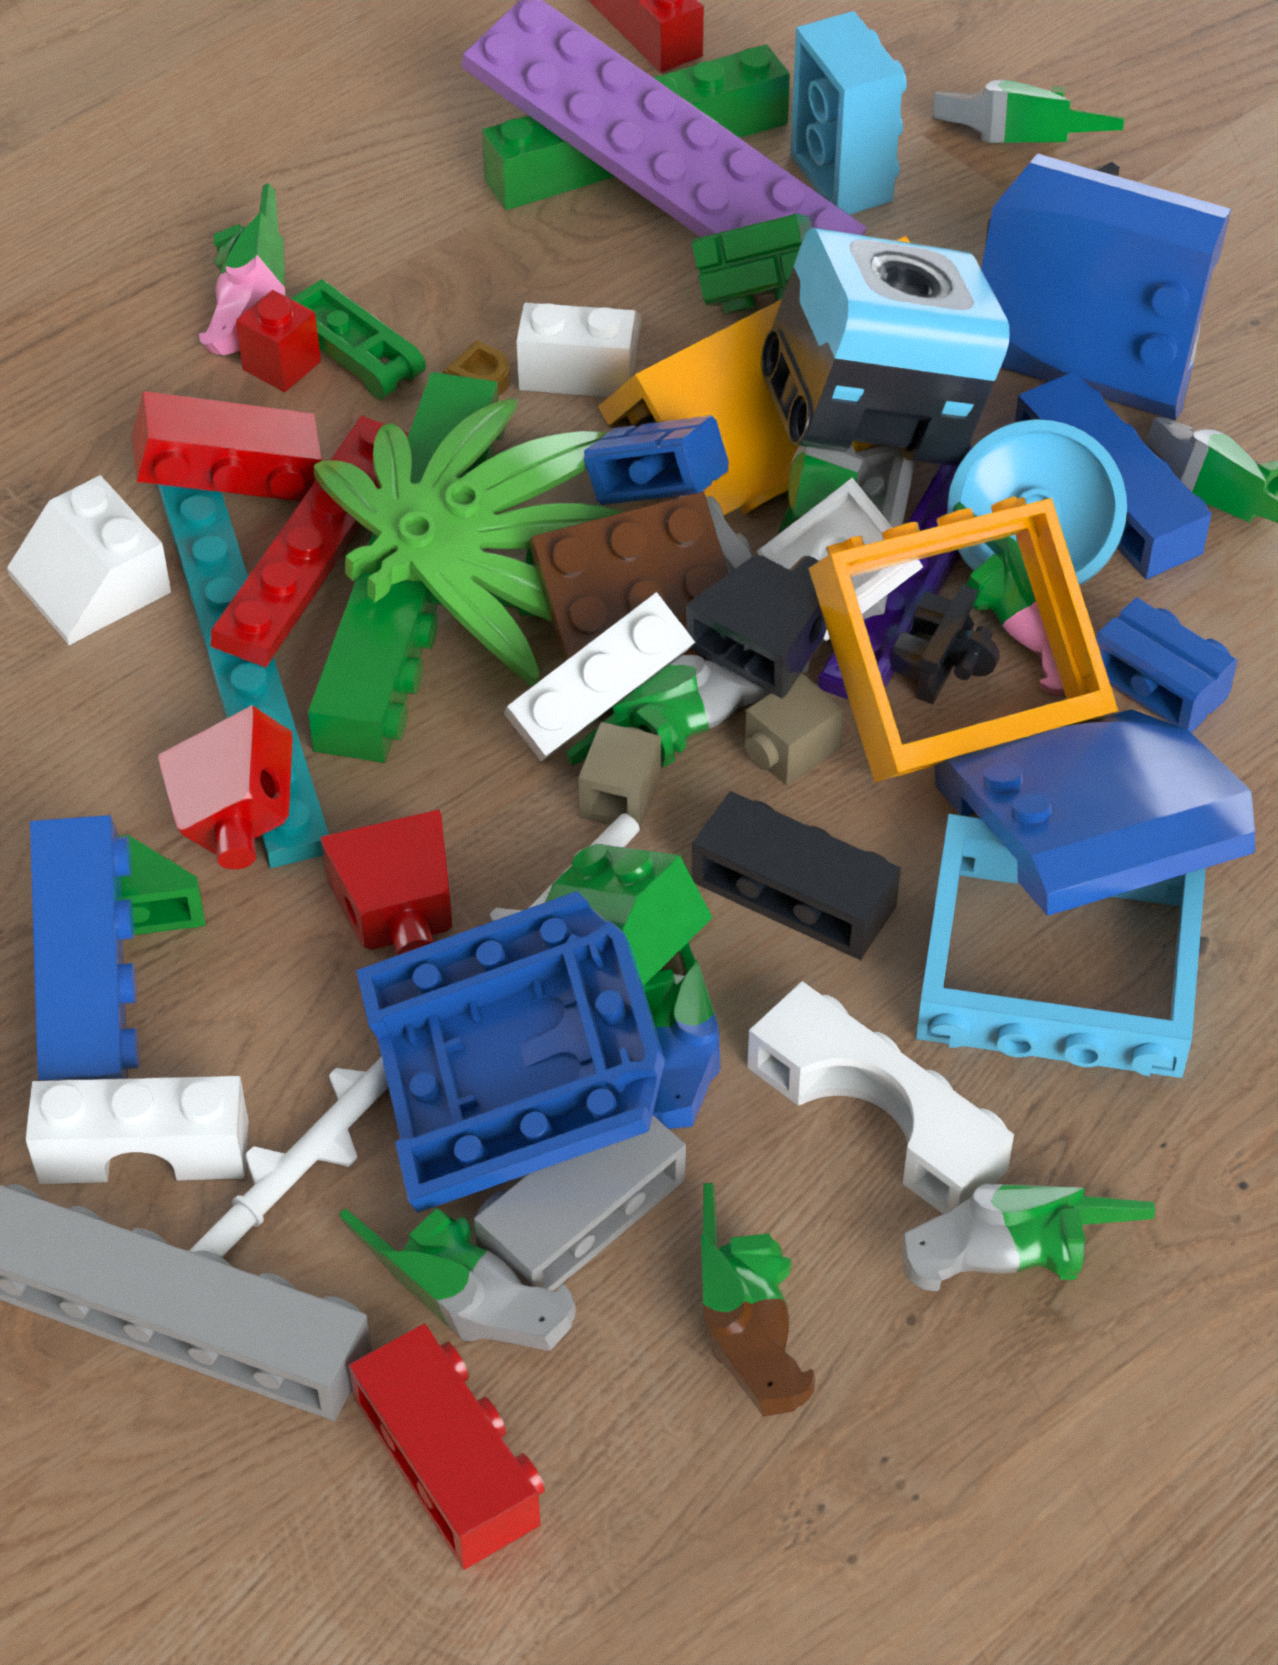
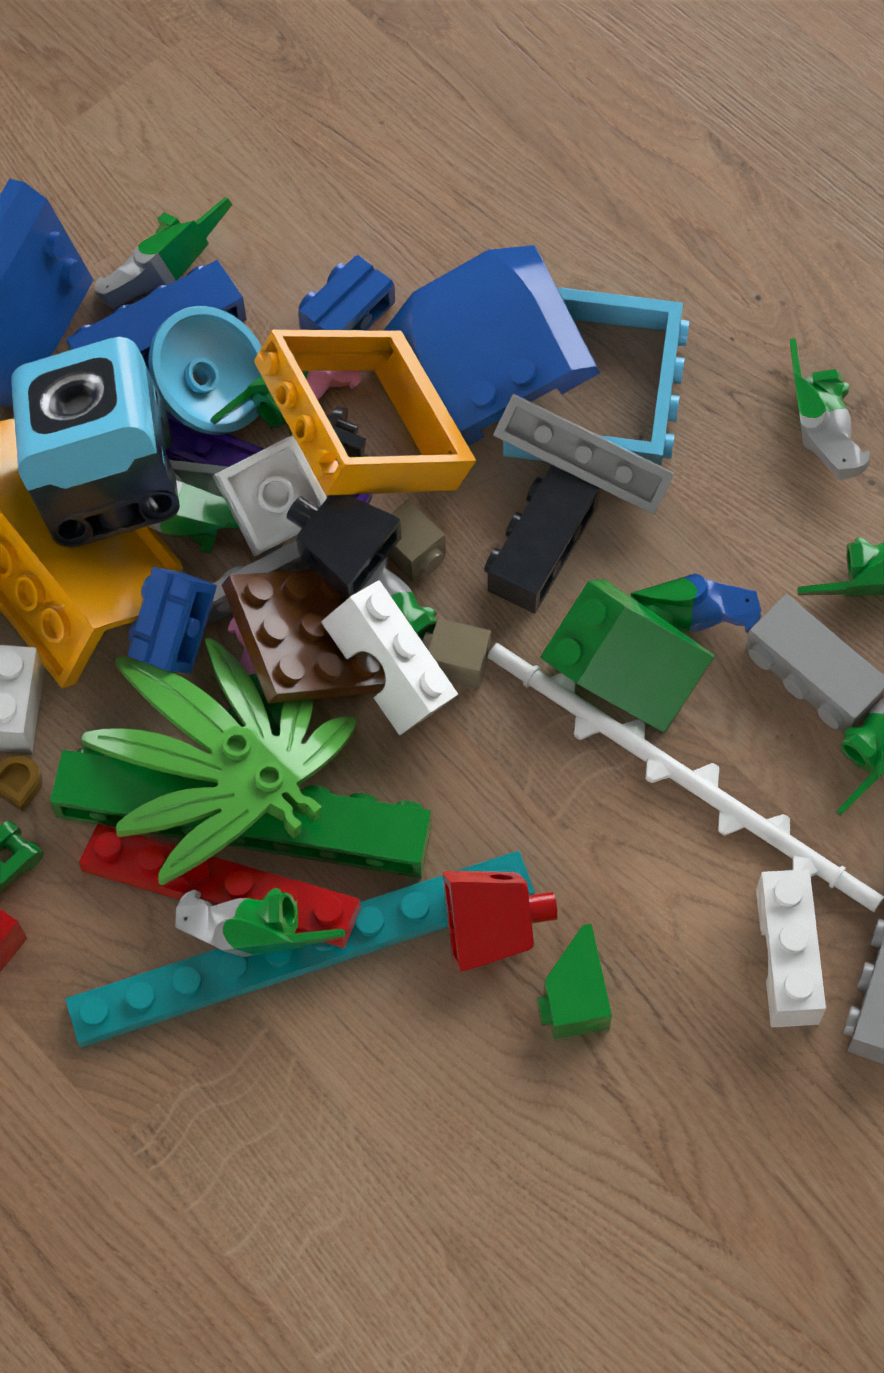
camera: 90 degrees left, 15 degrees up
(80, 950) = (662, 994): blue brick -> none
(89, 561) = (243, 1061): white slope -> none
(225, 446) = (135, 955): brick -> none
(238, 535) = (248, 924): none -> green animal
(392, 880) = (564, 798): red torso -> none
(513, 1048) = (734, 693): blue wedge -> none
(817, 1050) = (758, 452): white arch -> none
(911, 896) = (583, 454): none -> light grey plate

